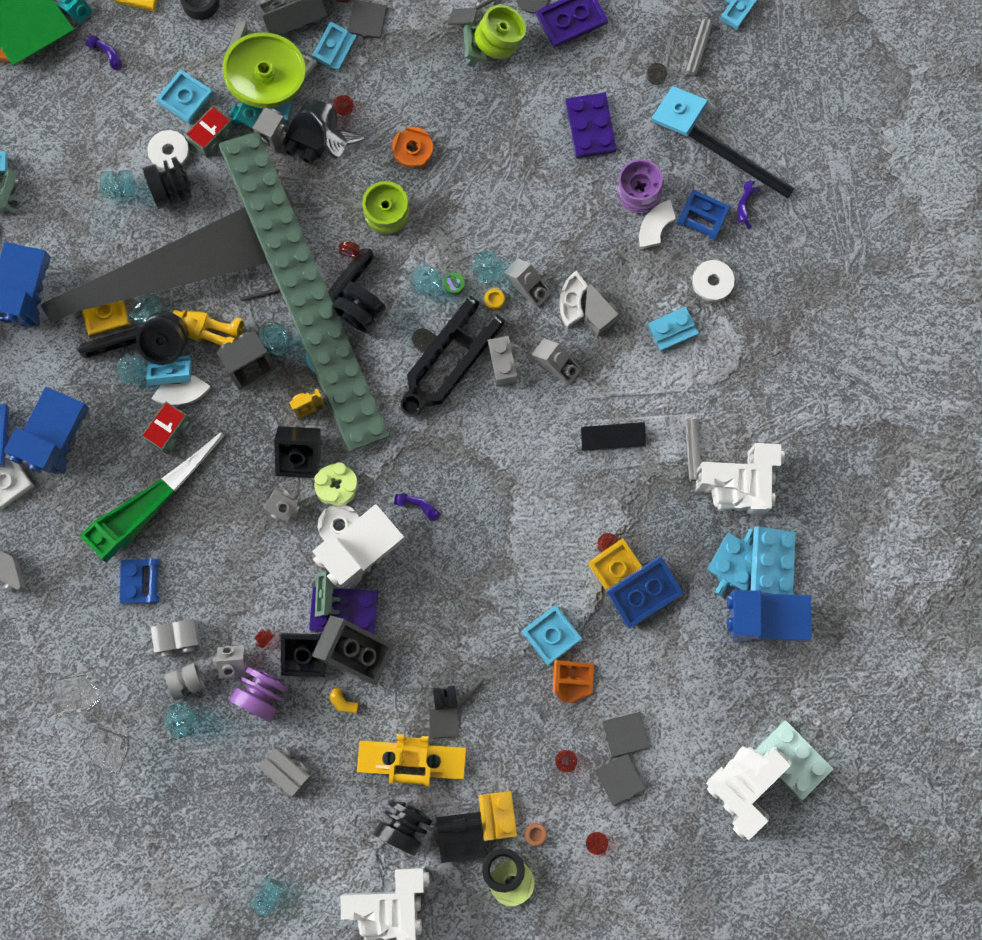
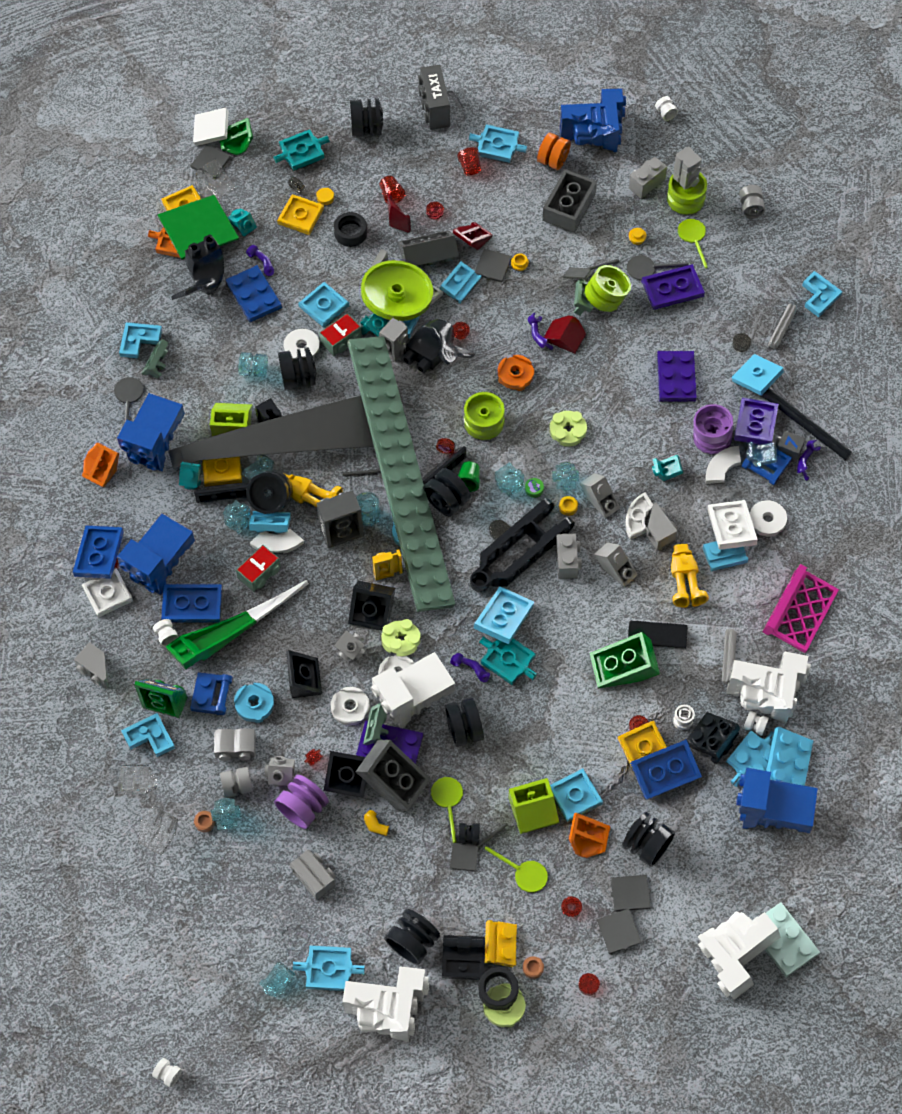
camera: 10 degrees right, 15 degrees down
(42, 71) = (205, 267): none -> black hips
(70, 330) = (189, 475): none -> teal bracket
(76, 519) = (164, 630): none -> white wheel
(80, 635) = (149, 730): none -> medium azure plate
(85, 596) = (161, 697): none -> green slope
(99, 480) = (192, 603): none -> blue plate
(103, 94) = (253, 293): none -> blue plate
(103, 253) = (229, 417): none -> lime slope
(143, 243) = (267, 411): none -> black hinge
(156, 729) = (204, 822): none -> nougat tile
(177, 590) = (251, 692): none -> medium azure plate
(236, 545) = (303, 675): none -> black slope
(302, 580) = (353, 716): none -> white tile
(319, 873) = (328, 968): none -> medium azure plate
(381, 282) = (470, 475): none -> green piece
(396, 12) = (519, 262): none -> yellow plate
(411, 752) = (433, 876): yellow piece -> none
(414, 654) = (447, 793): none -> lime piece
(420, 575) = (466, 721): none -> black wheel
(432, 103) = (541, 341): none -> dark purple piece
(444, 442) = (504, 615): none -> medium azure plate
(456, 490) = (508, 660): none -> teal plate
(461, 91) = (566, 333): none -> dark red slope
(484, 195) = (564, 419): none -> yellowish green plate
(509, 657) = (533, 806): none -> lime slope
(516, 732) = (529, 875): none -> lime piece
(582, 474) = (625, 661): none -> green slope
(597, 238) = (667, 468): none -> teal bracket
(631, 352) = (684, 567): none -> yellow piece
(637, 676) = (645, 837): none -> black wheel
(655, 528) = (683, 722): none -> white wheel
(676, 297) = (732, 525): none -> white plate
(686, 169) = (756, 421): none -> plate
(688, 545) = (713, 736): none -> black plate
(698, 208) = (762, 454): none -> clear light blue bracket
(726, 191) = (790, 445): none -> dark grey brick
(732, 523) = (760, 725): none -> white wheel
(745, 377) = (785, 602): none -> dark pink fence

